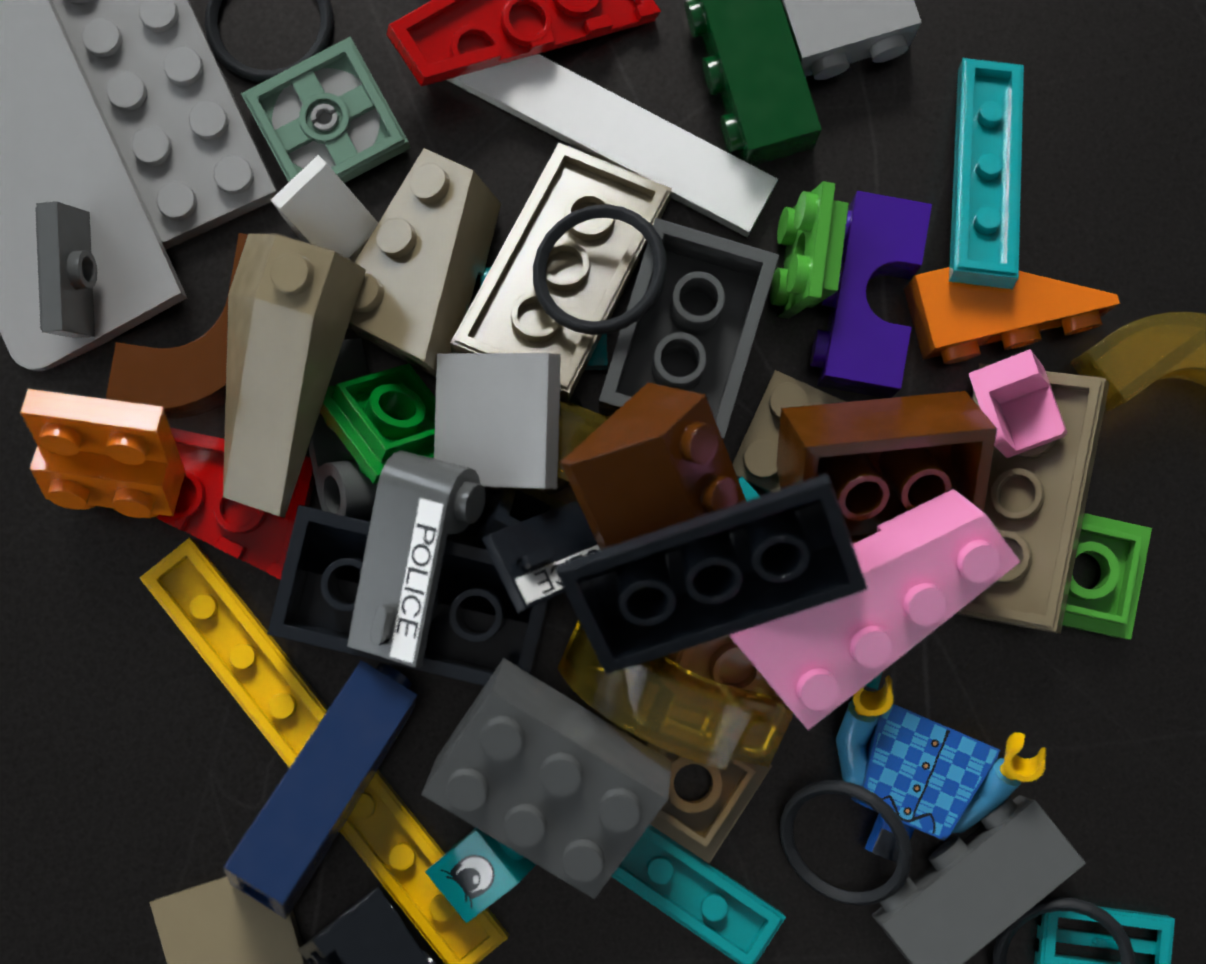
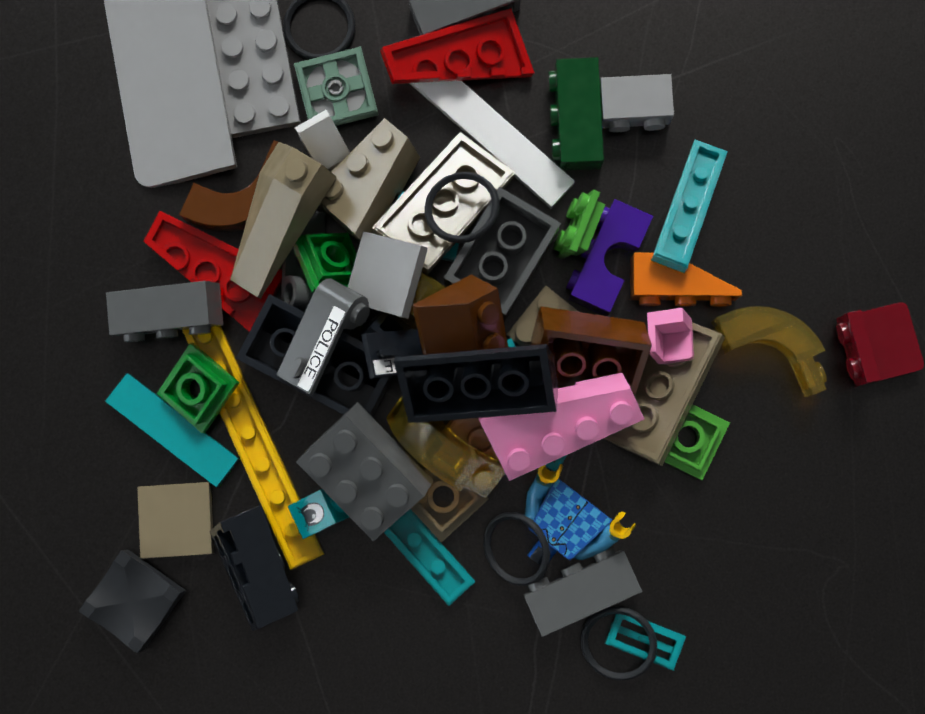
camera: 20 degrees right, 0 degrees up
(65, 270) = (176, 137): dark grey plate -> none
(103, 454) = (173, 241): orange plate -> none
(120, 579) = (164, 310): none -> dark grey brick
(163, 774) = (172, 430): none -> teal tile
(241, 687) = (214, 383): none -> green piece
(321, 788) = (243, 448): dark blue slope -> none

